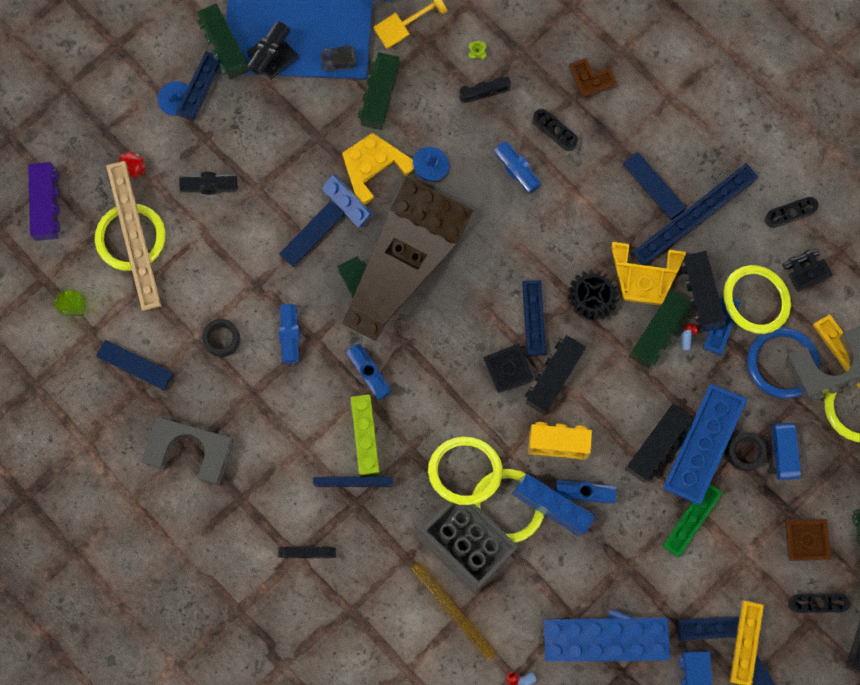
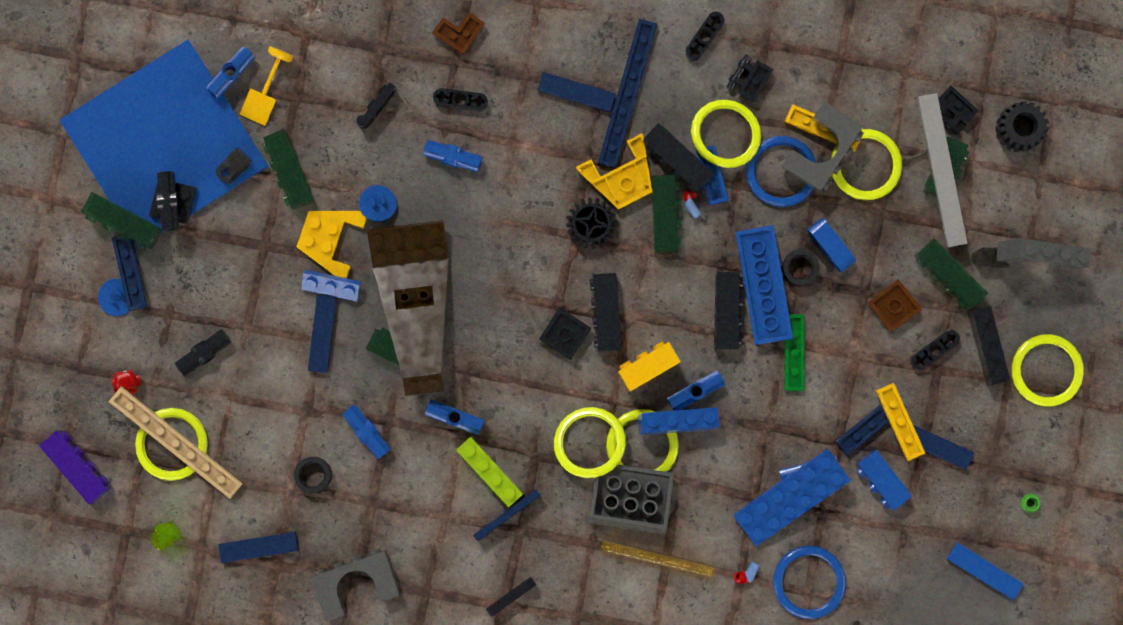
camera: 35 degrees left, 10 degrees up
(474, 46) = (339, 73): lime plate -> none
(534, 318) = (556, 276): dark blue tile -> none

